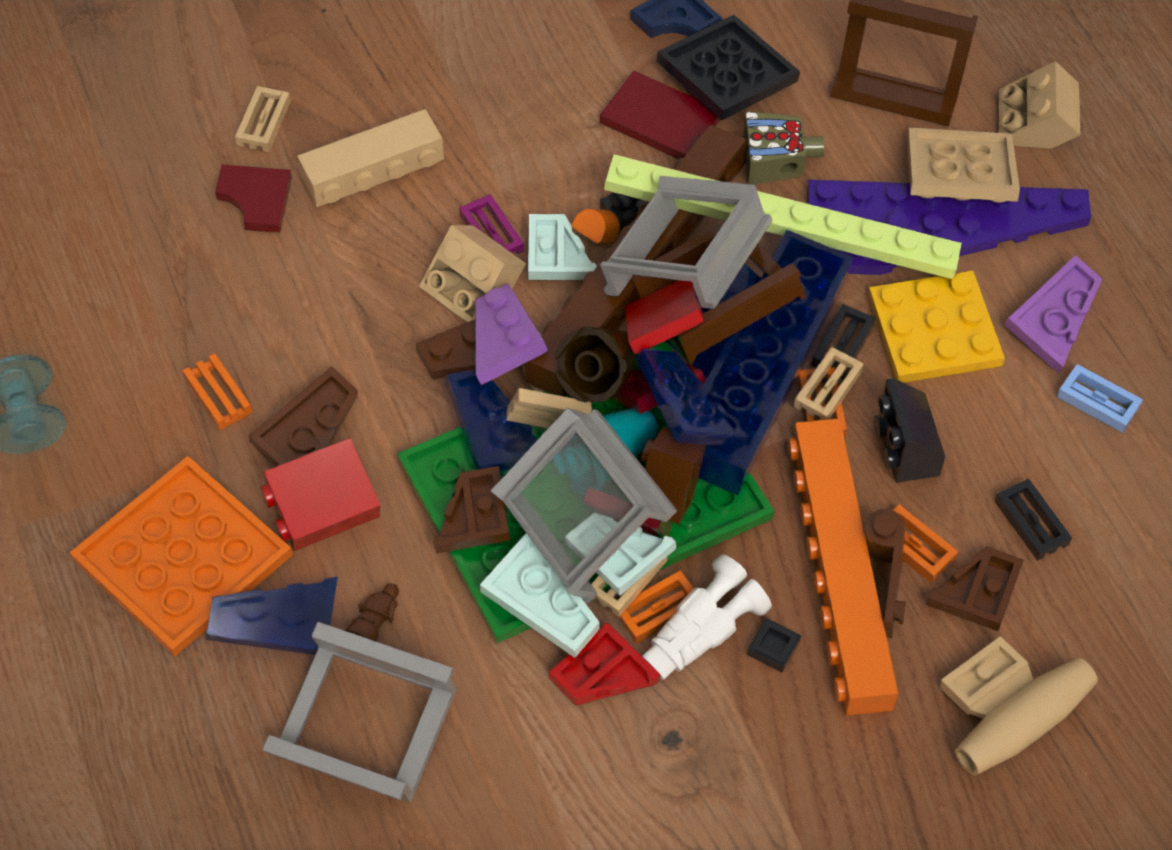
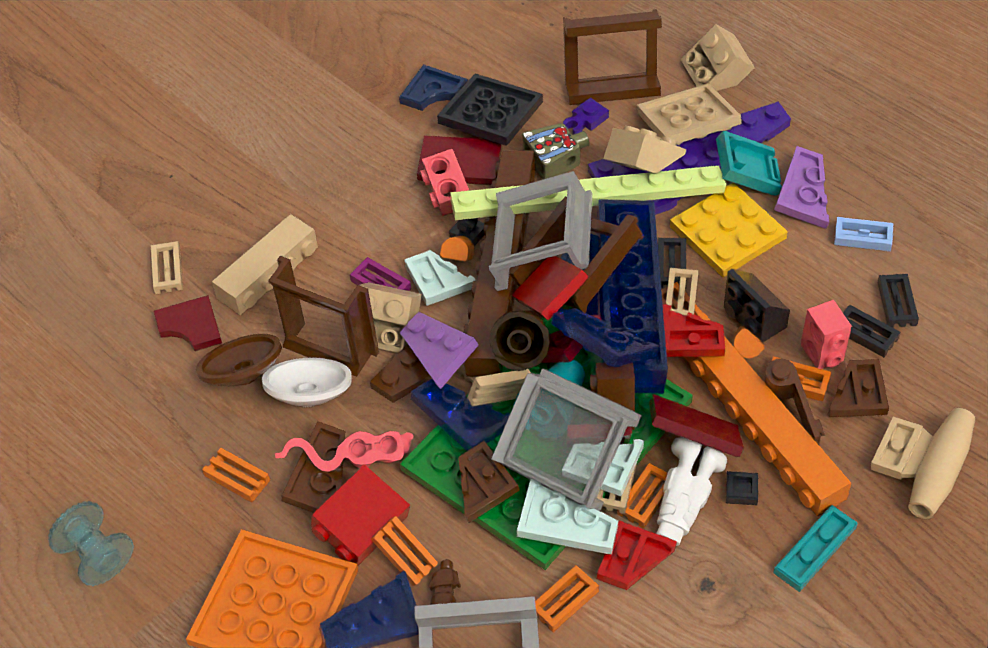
camera: 20 degrees left, 5 degrees down
(282, 260) = (239, 360): none -> reddish brown dish
(337, 523) = (411, 540): none -> orange tile
(342, 314) = (306, 381): none -> white dish
(359, 418) = (358, 449): none -> coral animal
(418, 258) = (355, 315): none -> reddish brown piece
(506, 698) = (574, 606): none -> orange tile
(630, 138) = (449, 181): none -> coral brick
(751, 549) = (695, 425): none -> dark red tile
(804, 438) = (692, 335): none -> red wing
(820, 751) = (815, 548): none -> teal tile
(843, 118) = (587, 115): none -> dark purple plate
(872, 189) = (642, 149): none -> tan slope
(873, 475) = (747, 343): none -> orange brick
(971, 504) = (825, 335): none -> coral brick
(1004, 256) = (748, 163): none -> teal container
(1085, 522) = (900, 319): none -> black tile

